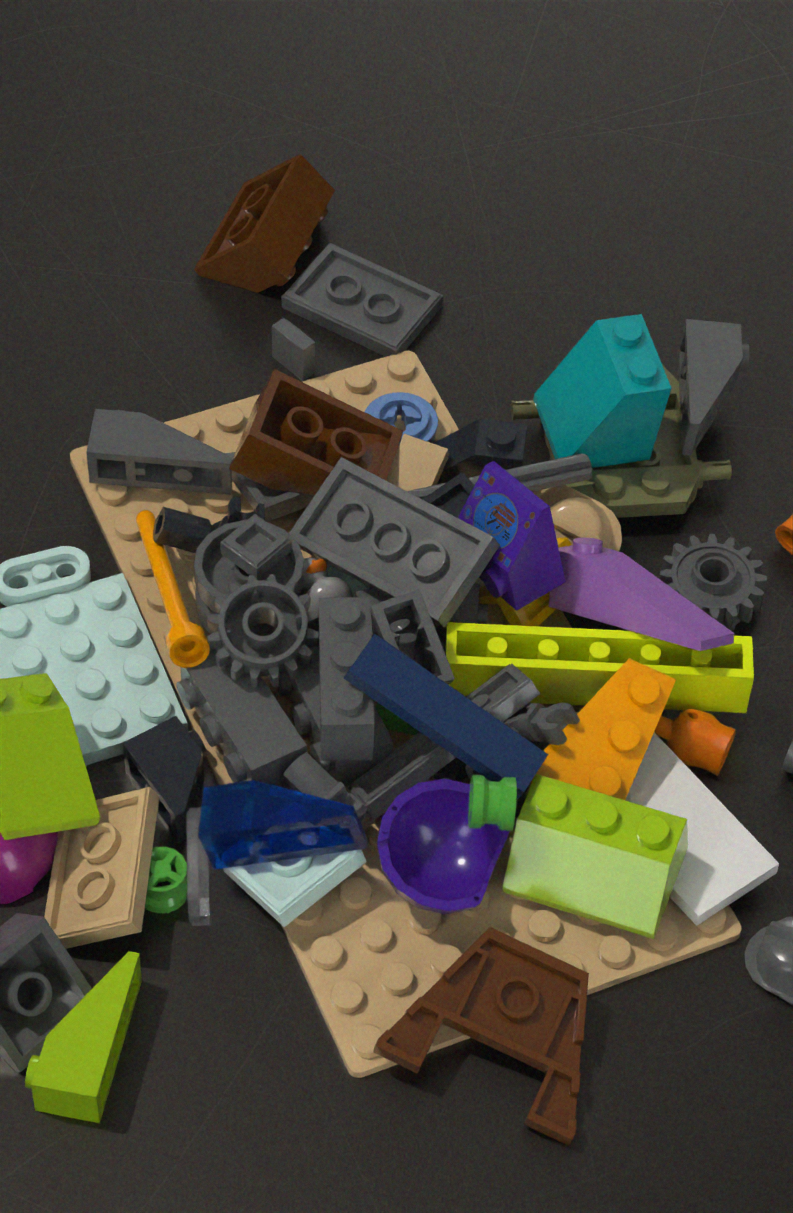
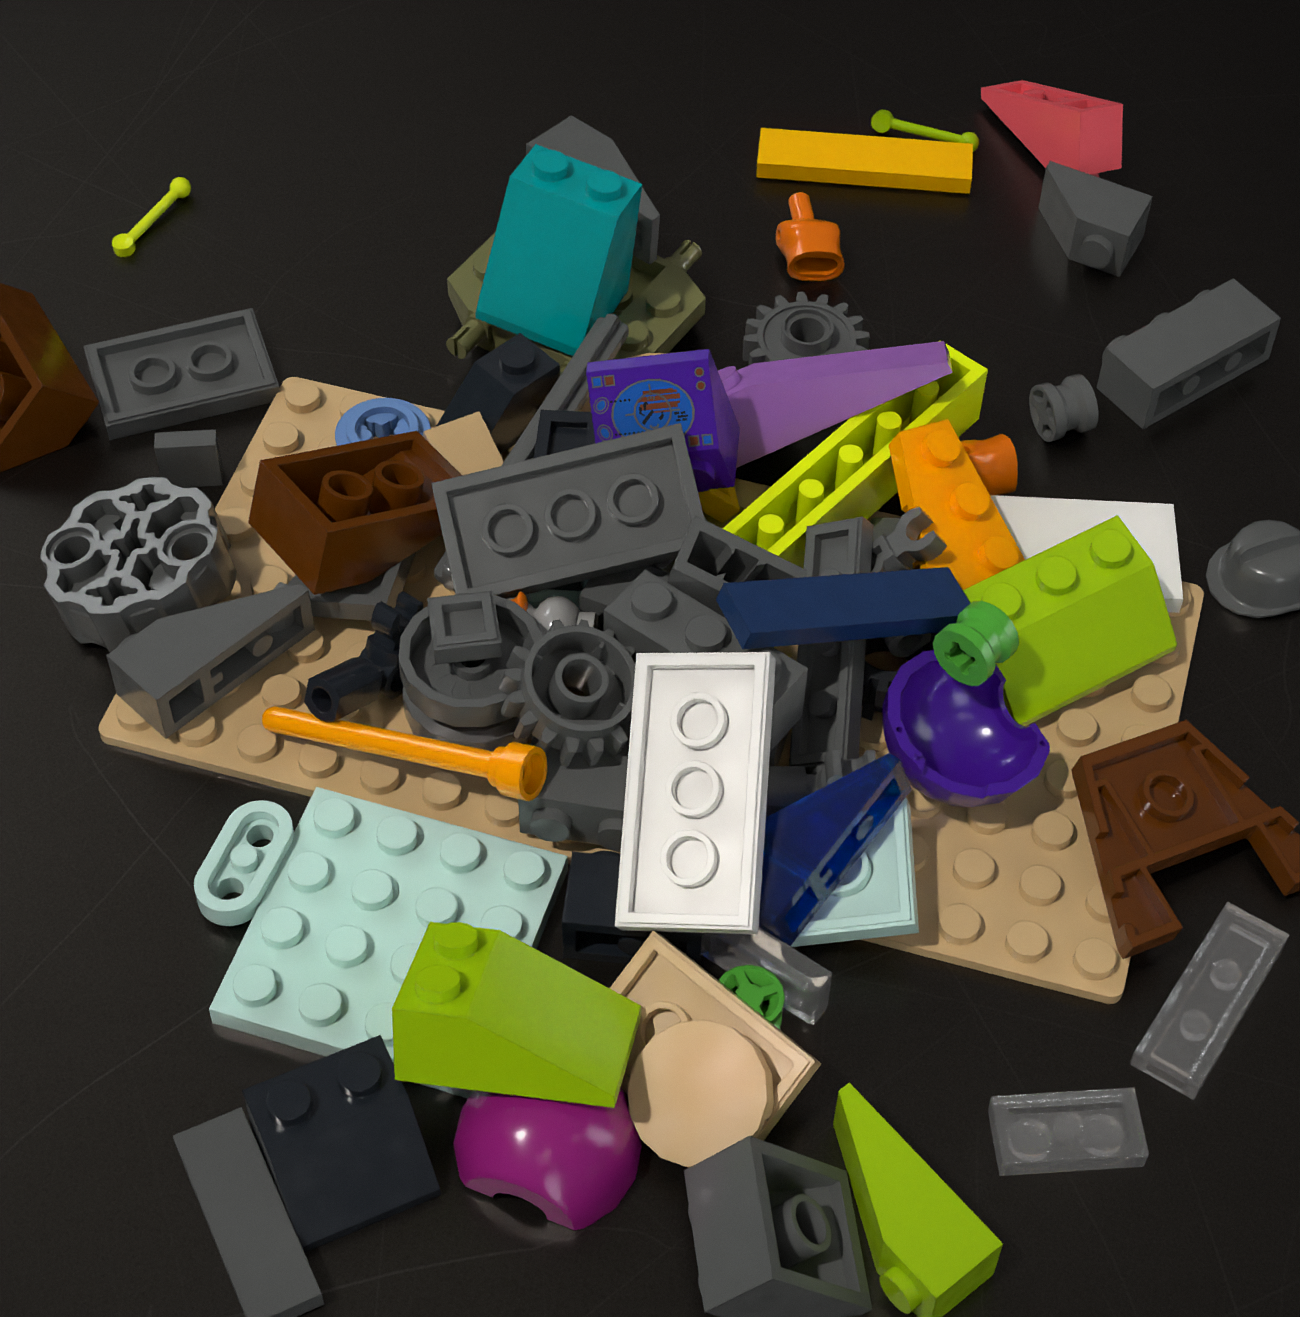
camera: 50 degrees left, 0 degrees up
(70, 884) = (698, 1091): none -> tan tile
(189, 378) = (136, 560): none -> dark grey connector
(222, 1098) = (1067, 1131): none -> clear plate
(242, 733) = (696, 793): none -> white tile
(398, 1124) = (1209, 1000): none -> clear tile
(434, 203) = (124, 243): none -> neon yellow hinge

